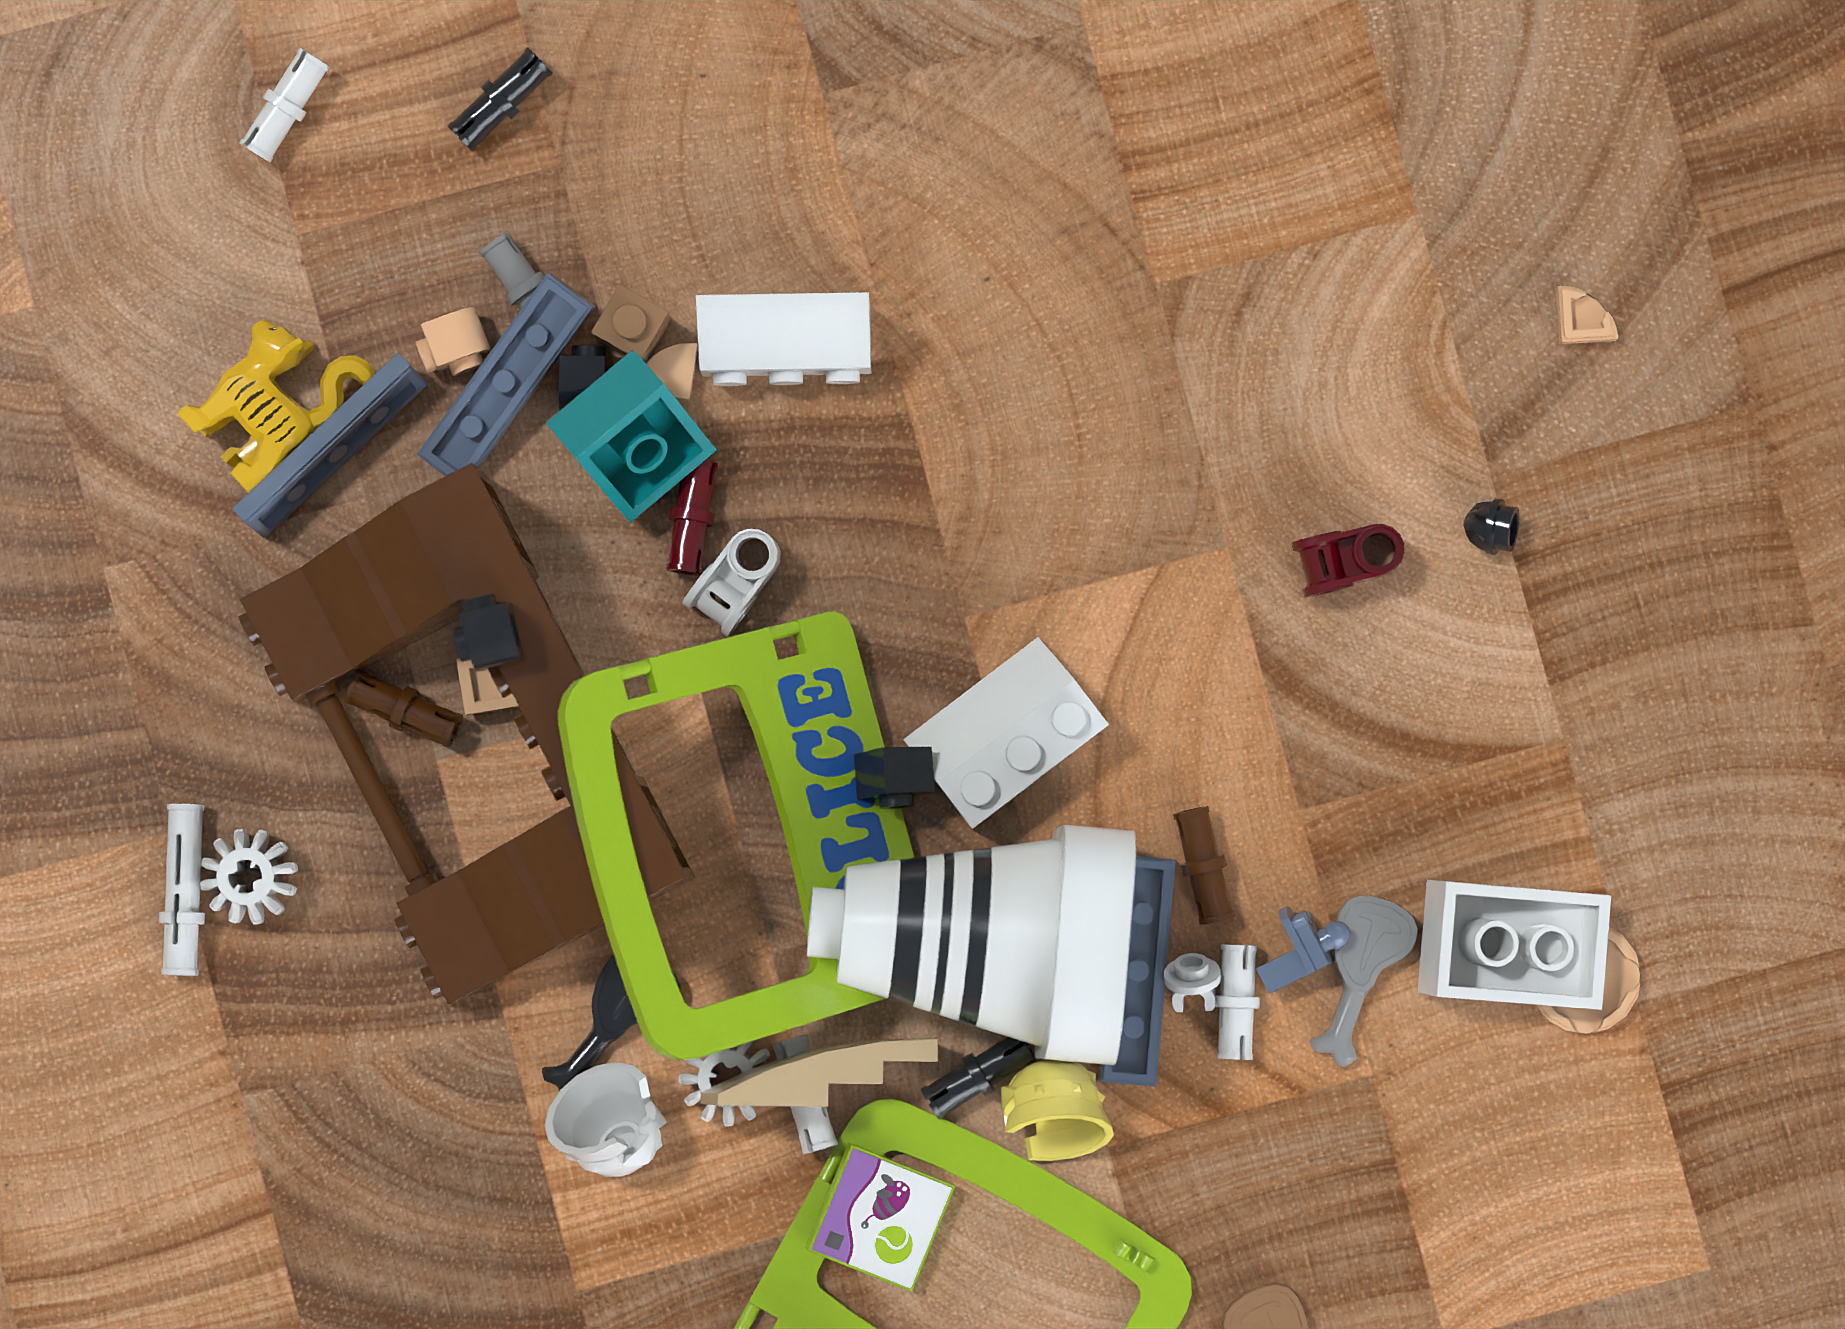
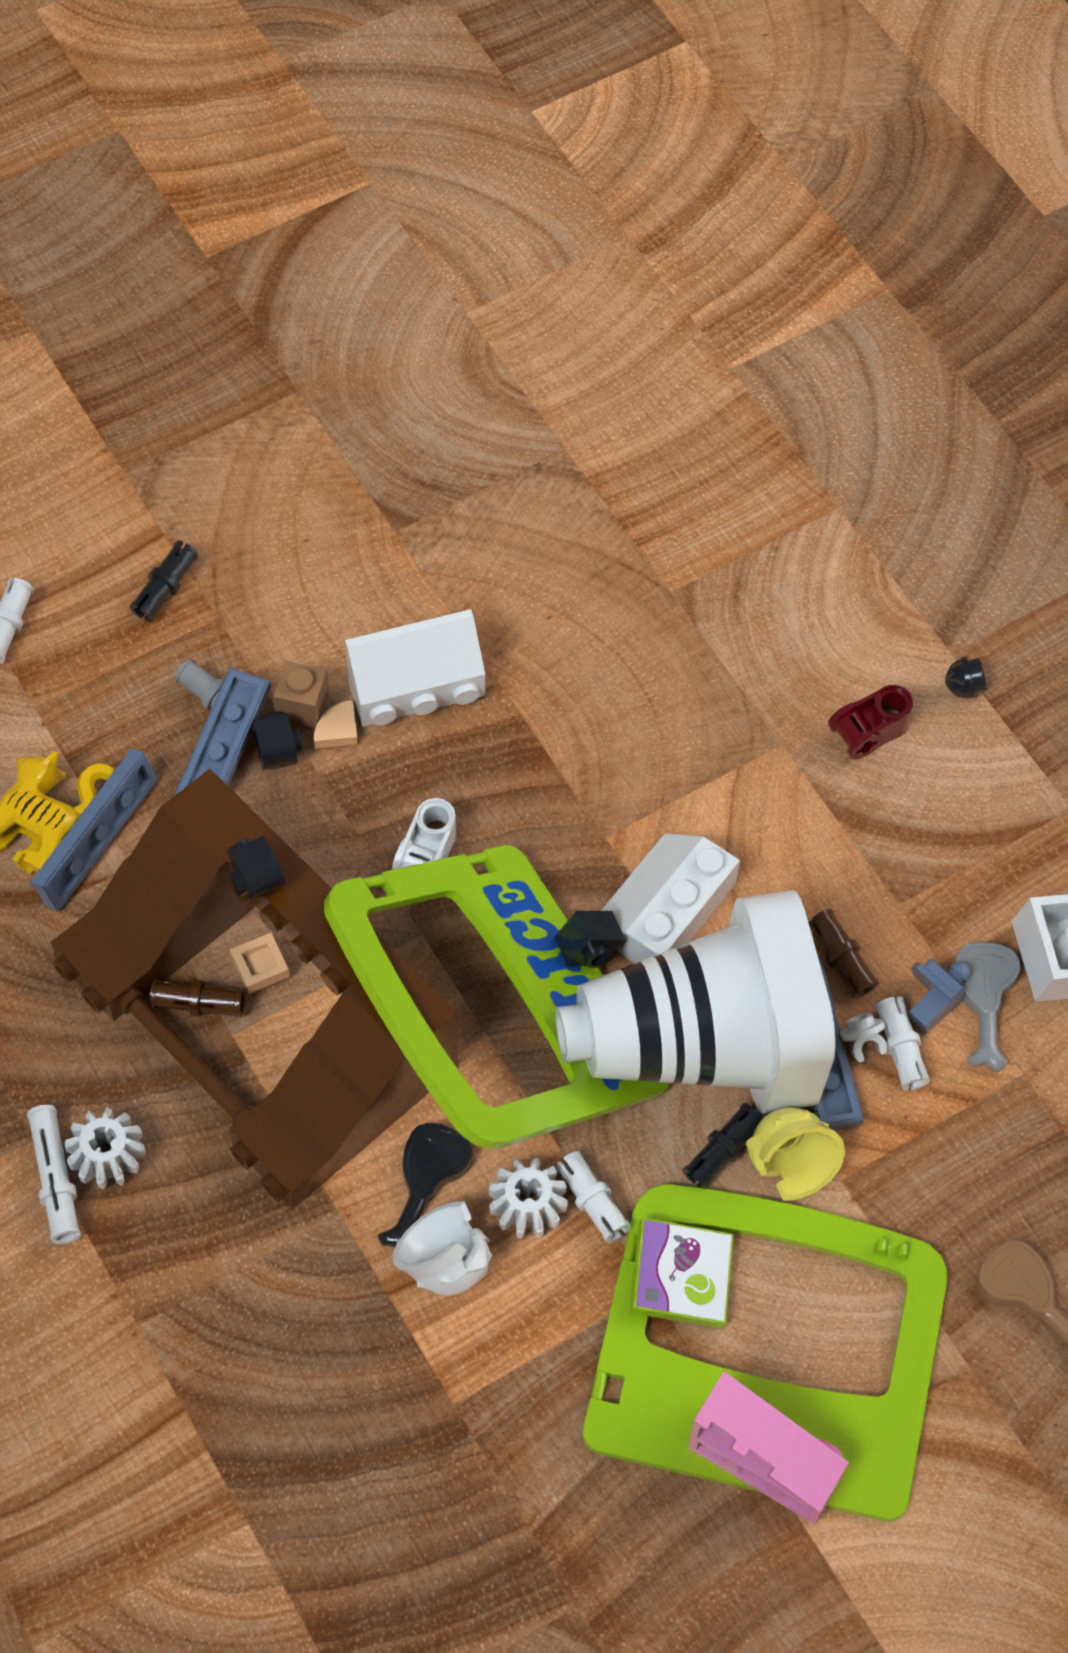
camera: 20 degrees left, 25 degrees down
(453, 342) = (169, 740): light nougat plate -> none
(631, 436) = (322, 757): teal brick -> none
(691, 520) = (381, 813): dark red pin -> none
(806, 1075) = (594, 1166): tan slope -> none
(1582, 318) = (976, 540): light nougat tile -> none

